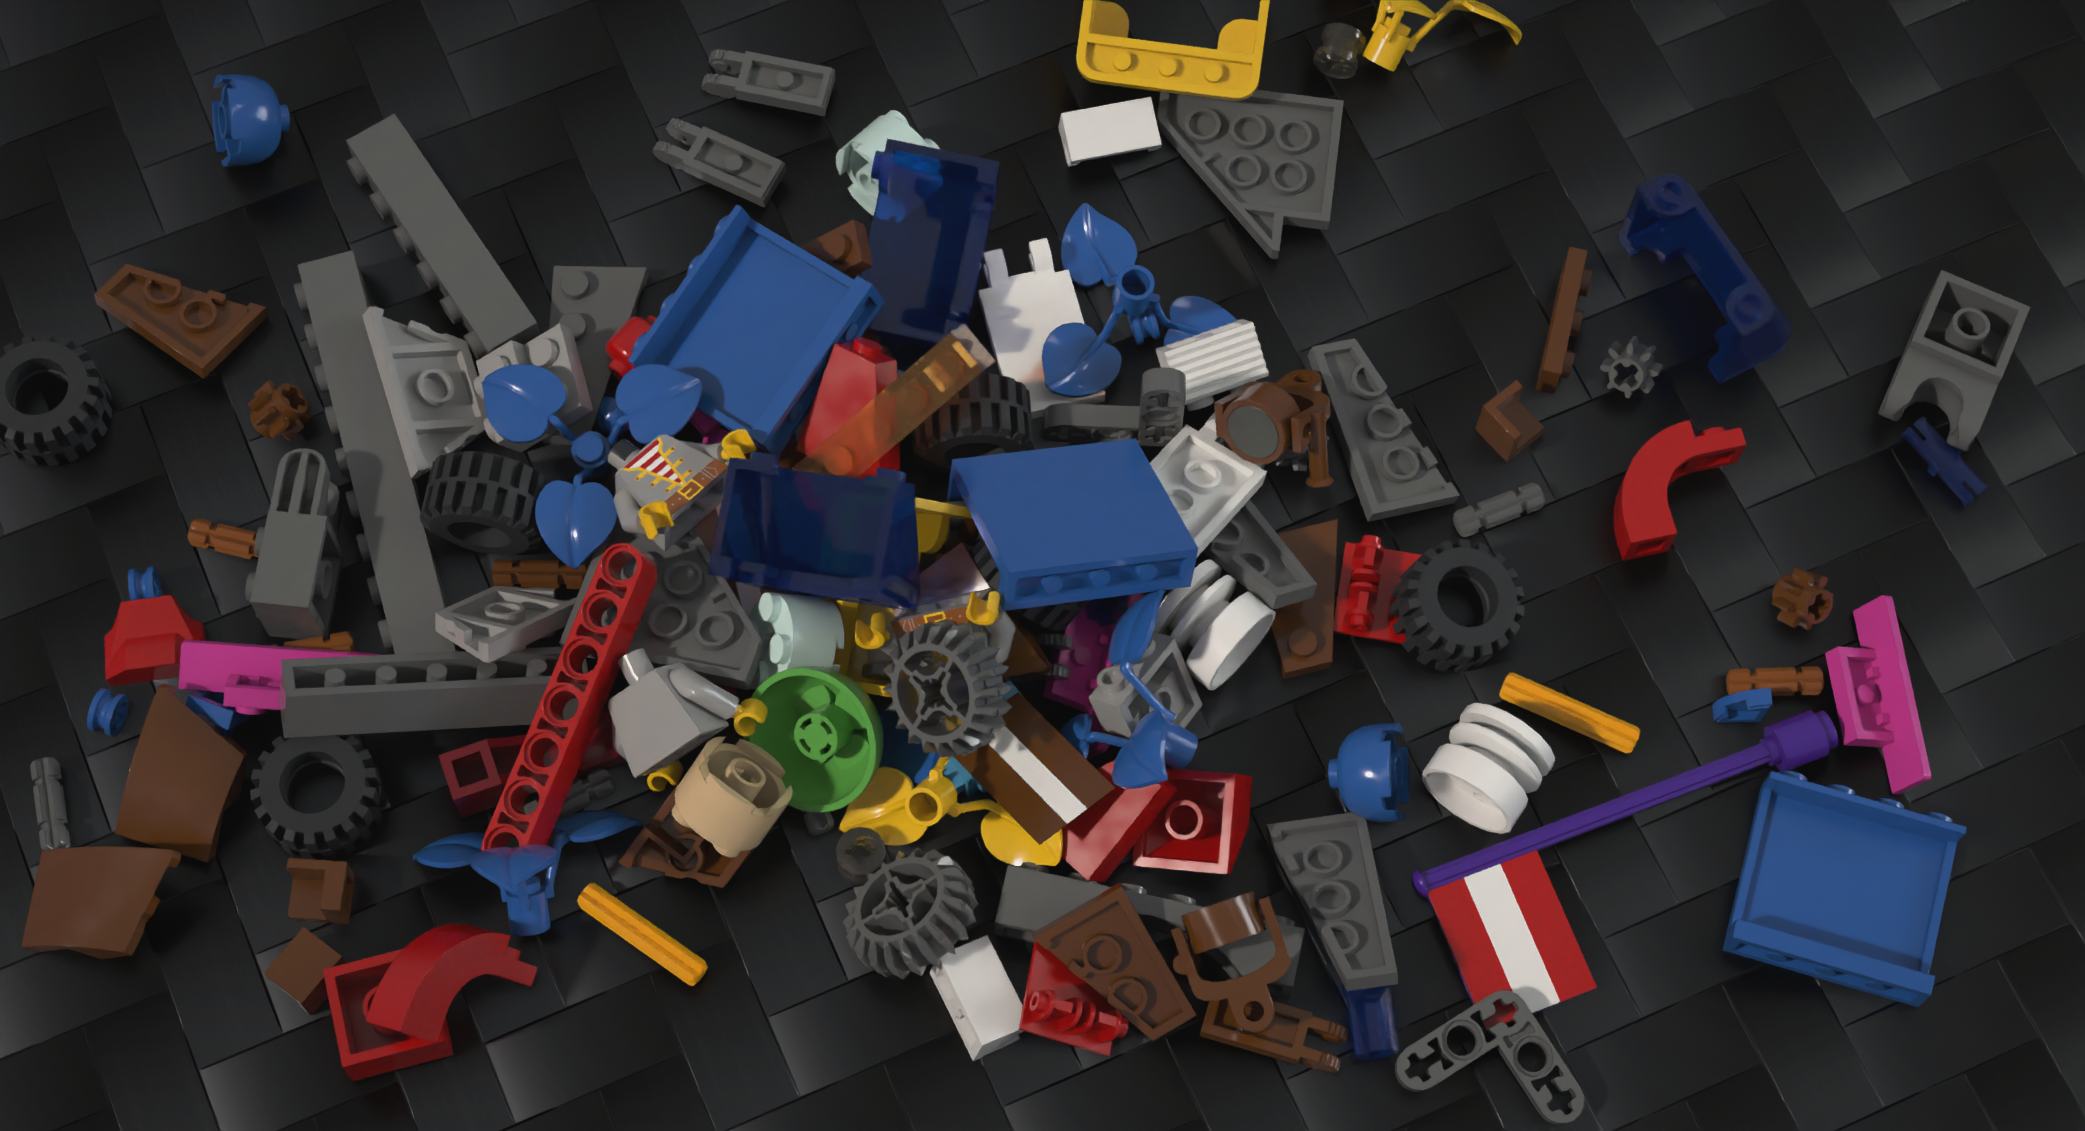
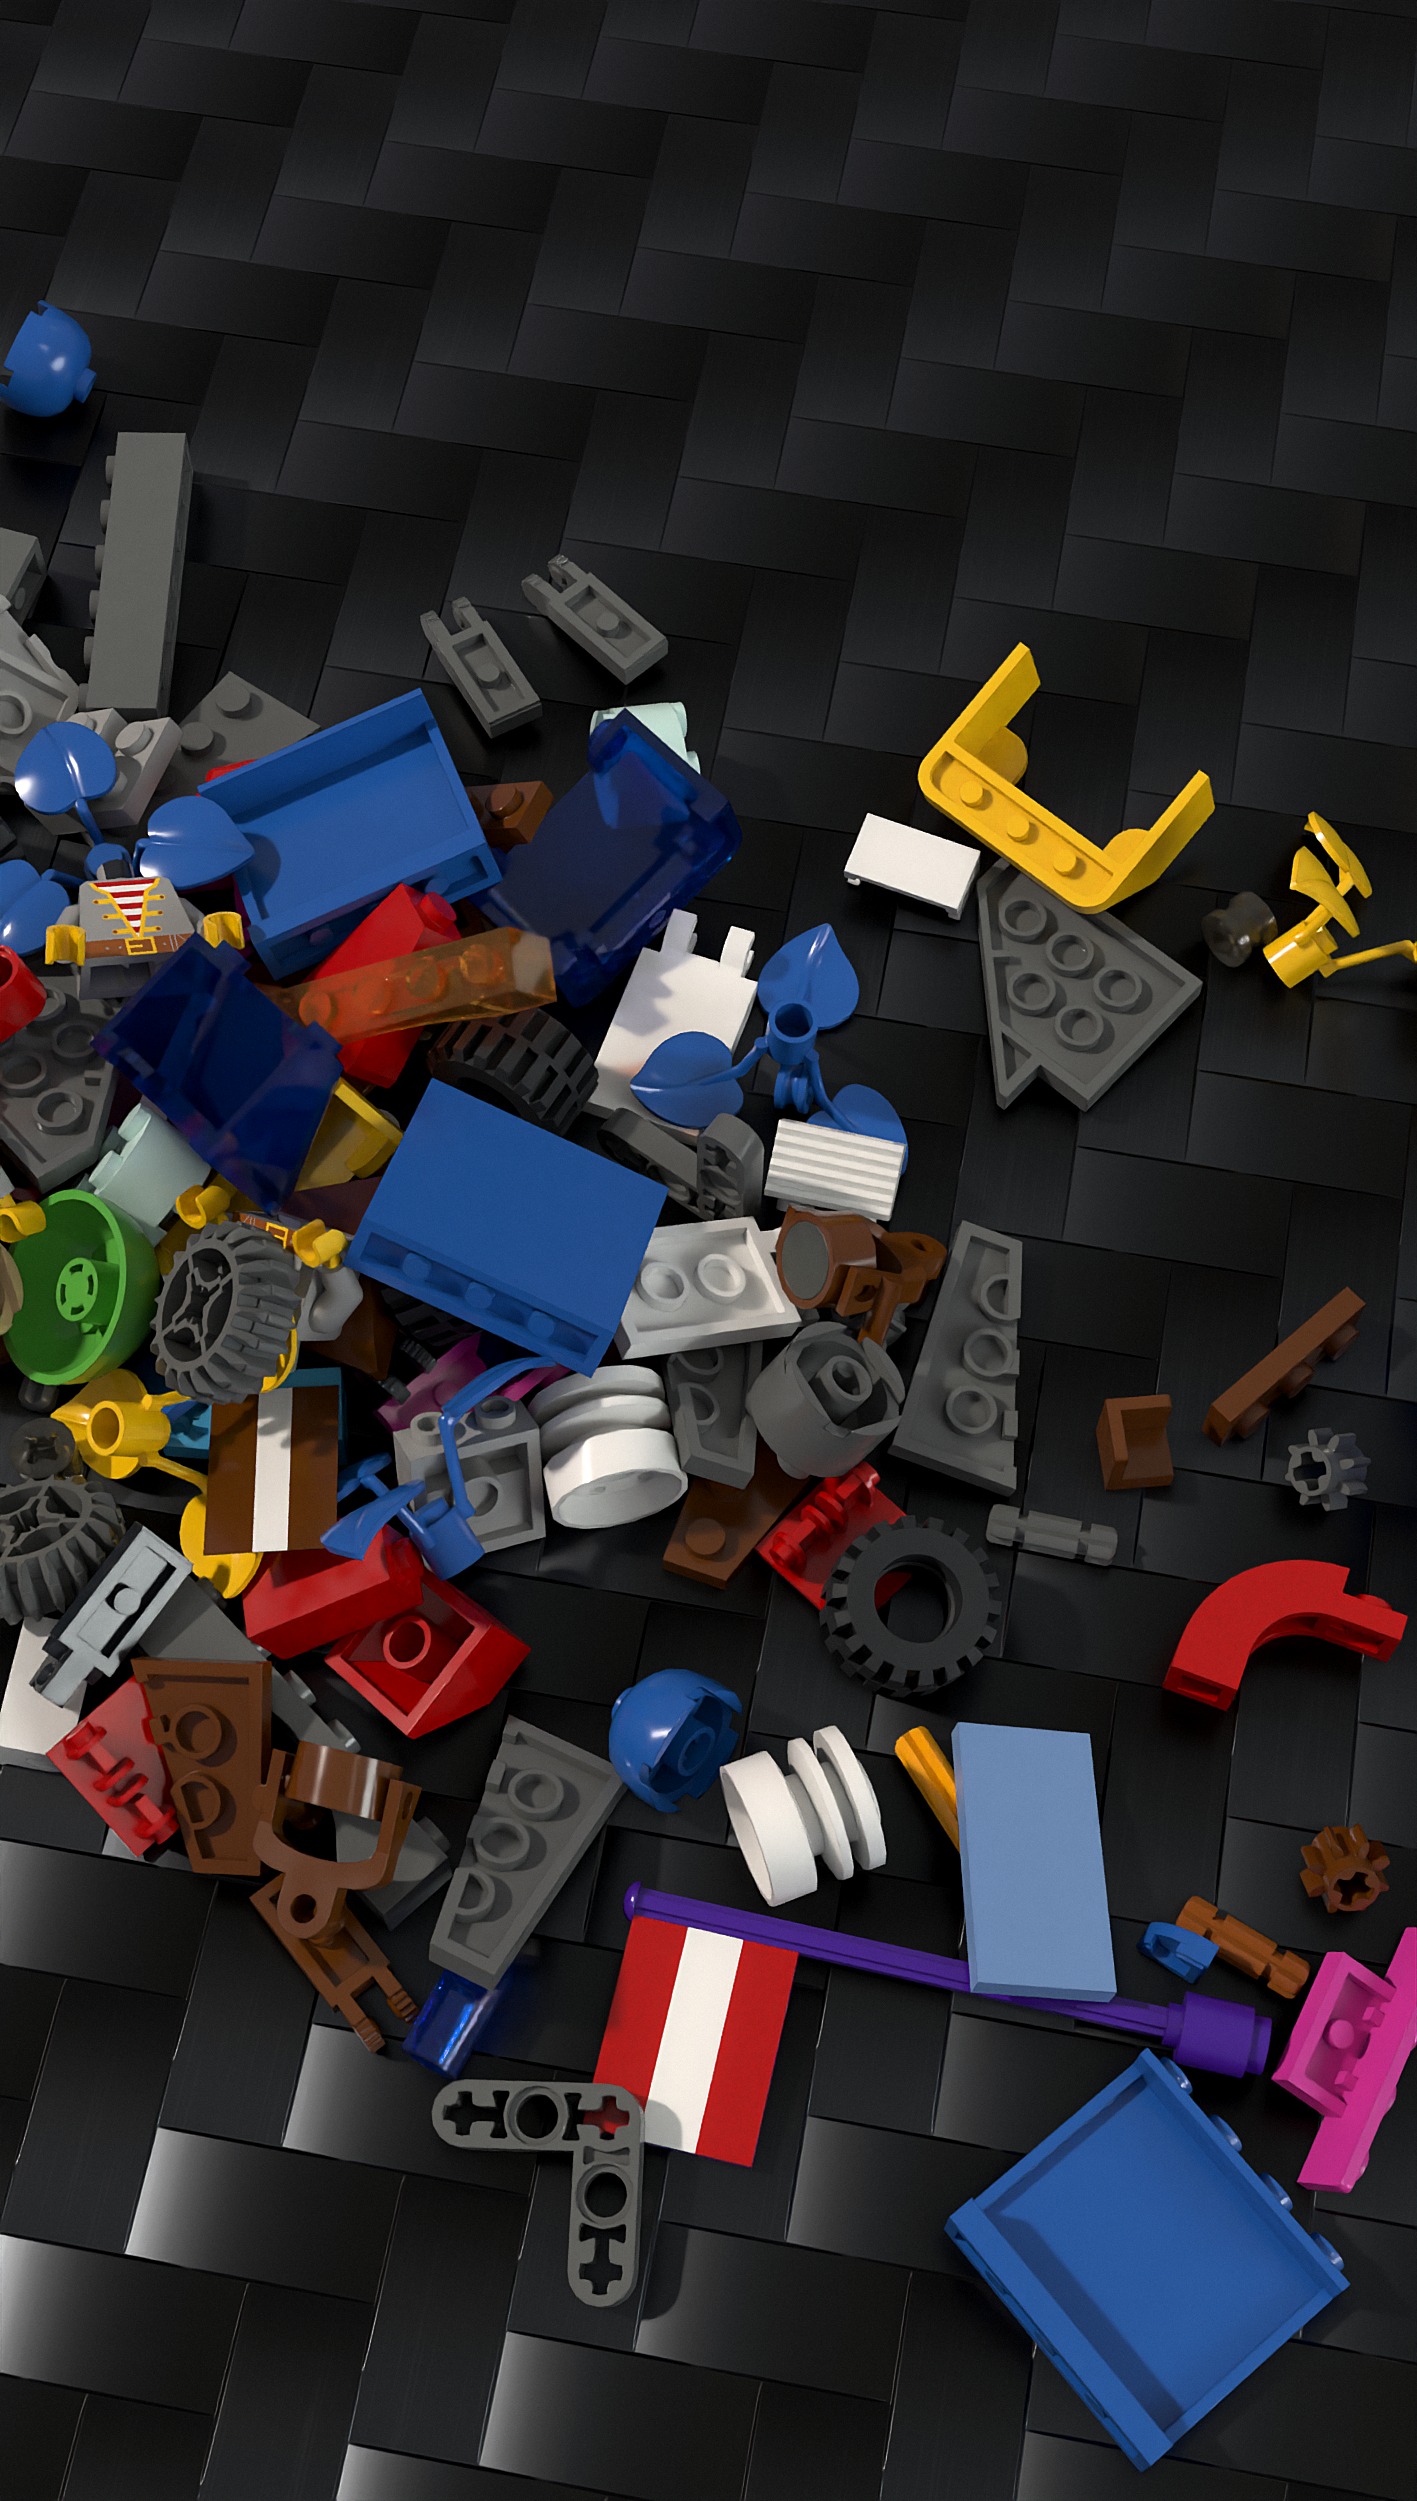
camera: 35 degrees right, 5 degrees down
(998, 921) = (110, 1614): none -> hinge
(1325, 512) = (826, 1401): none -> dark grey brick
(1631, 709) = (1032, 1863): none -> medium blue tile

